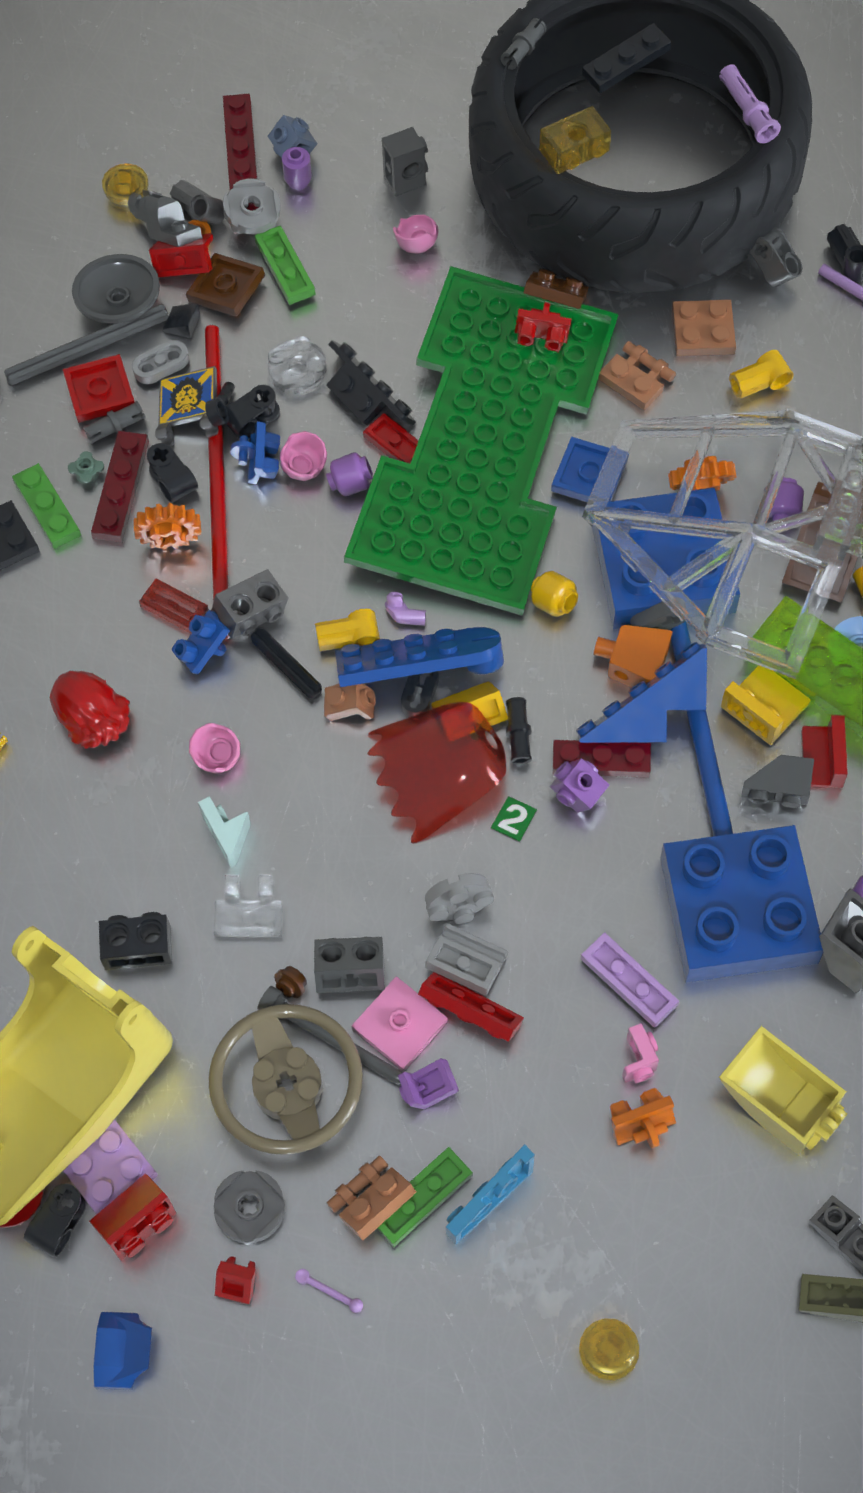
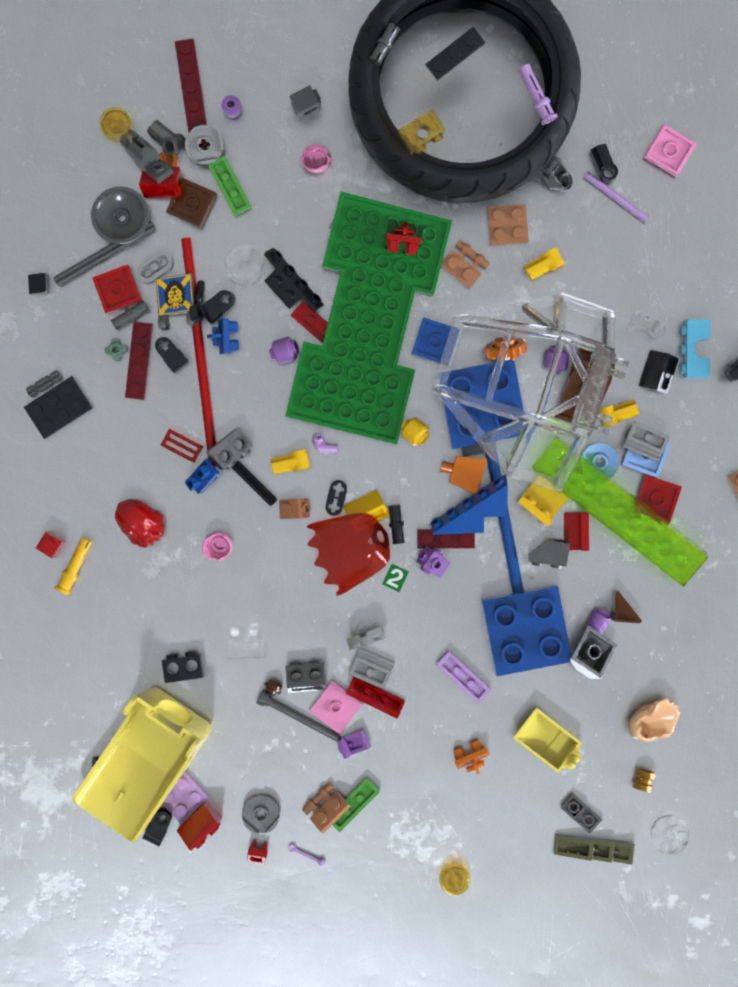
camera: 10 degrees left, 25 degrees up
(46, 506) = (93, 377): bright green plate -> none
(120, 1350) = (200, 891): blue slope -> none
(167, 526) = (173, 398): orange gear -> none
(182, 320) = (165, 231): black slope -> none
(227, 833) = (229, 601): light aqua slope -> none
(280, 1062) = (282, 759): dark tan piece -> none
(291, 133) = (226, 81): sand blue brick -> none
(303, 456) = (253, 339): bright pink hair -> none
(417, 654) = (334, 481): blue plate -> none
(490, 1194) = (395, 800): dark azure wing -> none
(548, 287) = (410, 206): reddish brown plate -> none
(644, 1049) = (472, 717): bright pink bracket -> none

